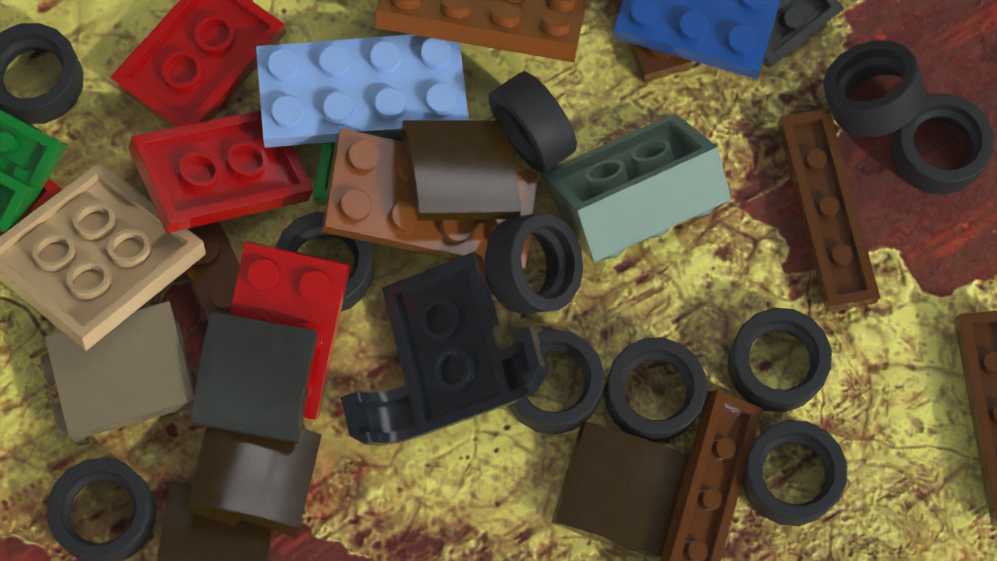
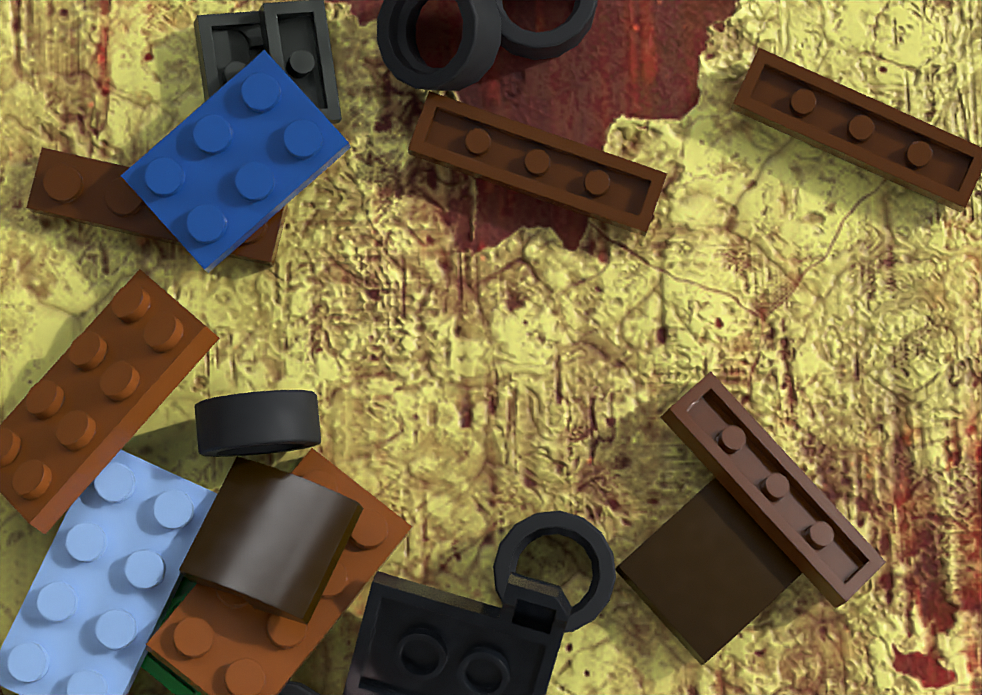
camera: 50 degrees left, 10 degrees up
(505, 270) = (445, 493): black tyre -> none
(638, 186) = (392, 350): sand green slope -> none
(653, 350) = (650, 428): black tyre -> none
(797, 325) = (681, 273): black tyre -> none
(831, 457) = (825, 342): black tyre -> none

